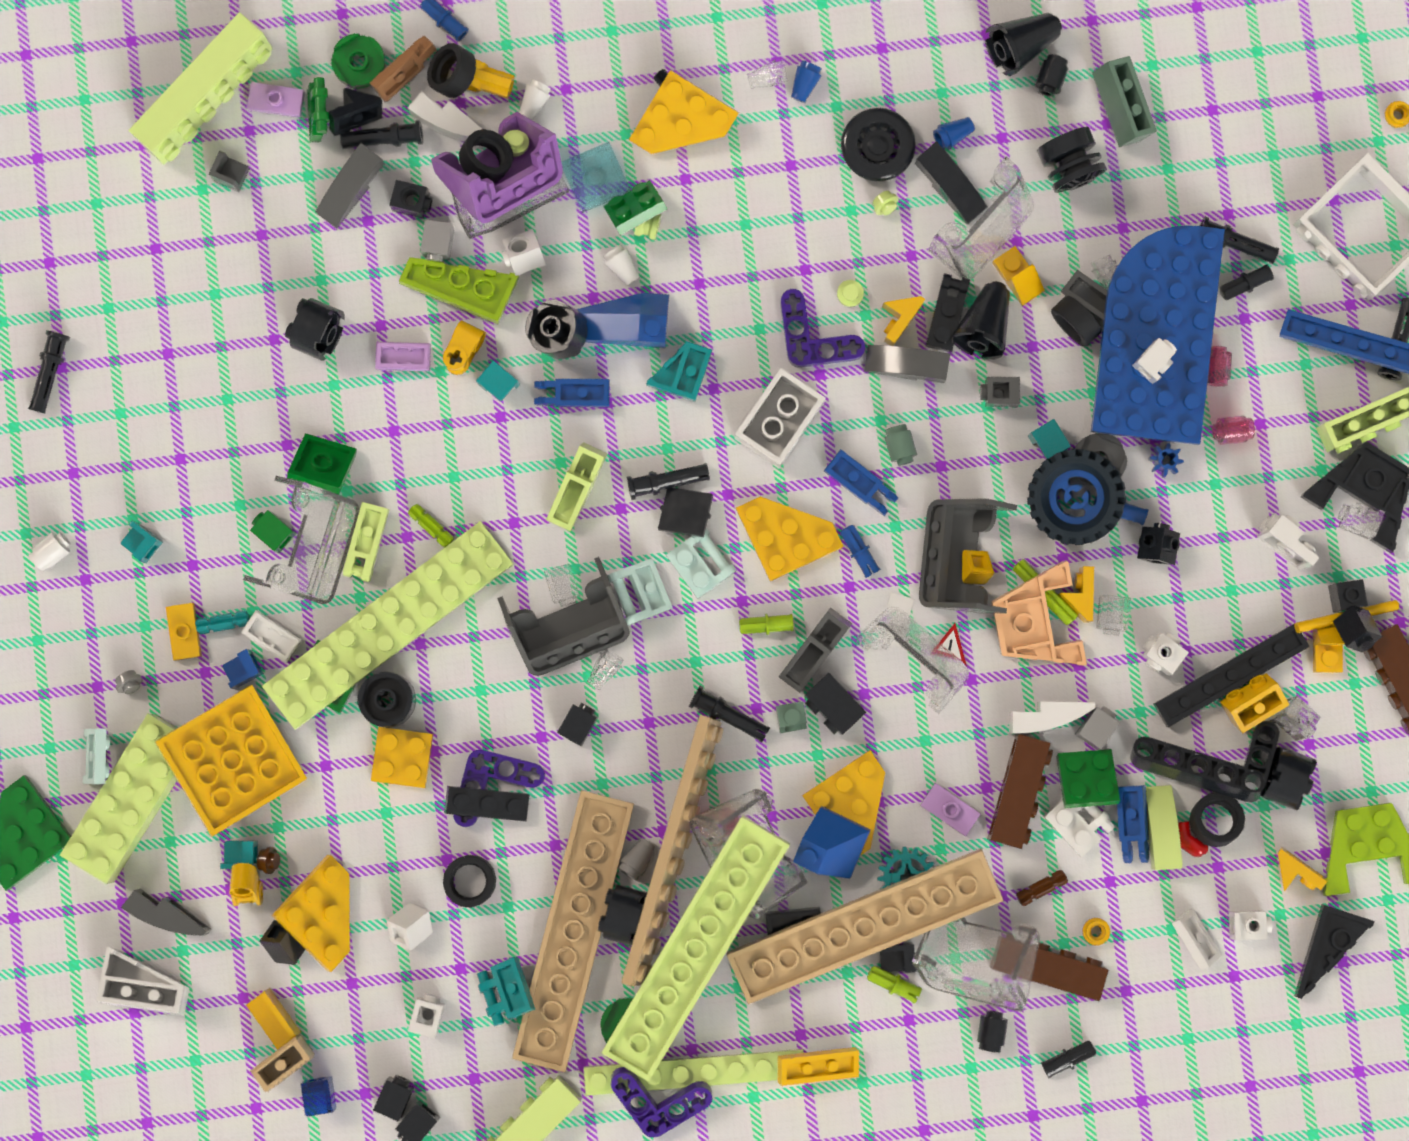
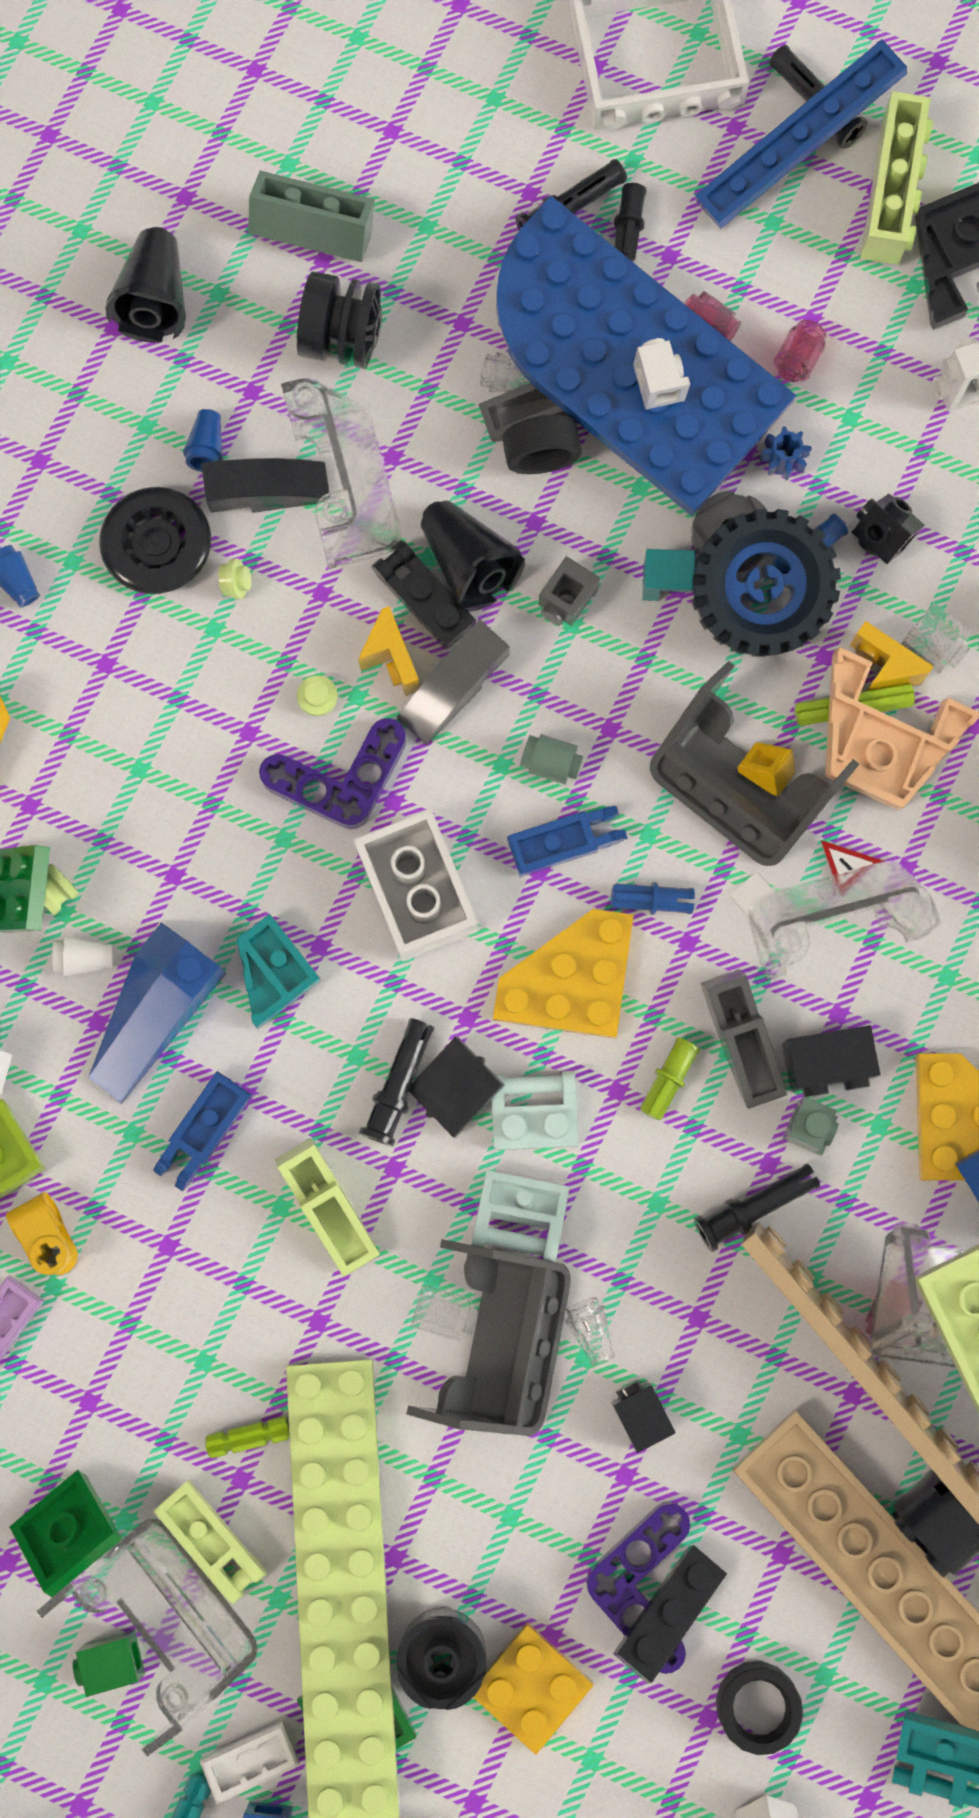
camera: 55 degrees left, 5 degrees down
(497, 381) = (118, 1219): teal panel -> none
(570, 328) = (108, 1073): black brick -> none
(636, 860) = (872, 1456): light grey cone -> none
(1018, 275) = (436, 479): yellow slope -> none
(1052, 75) = (218, 281): black brick -> none

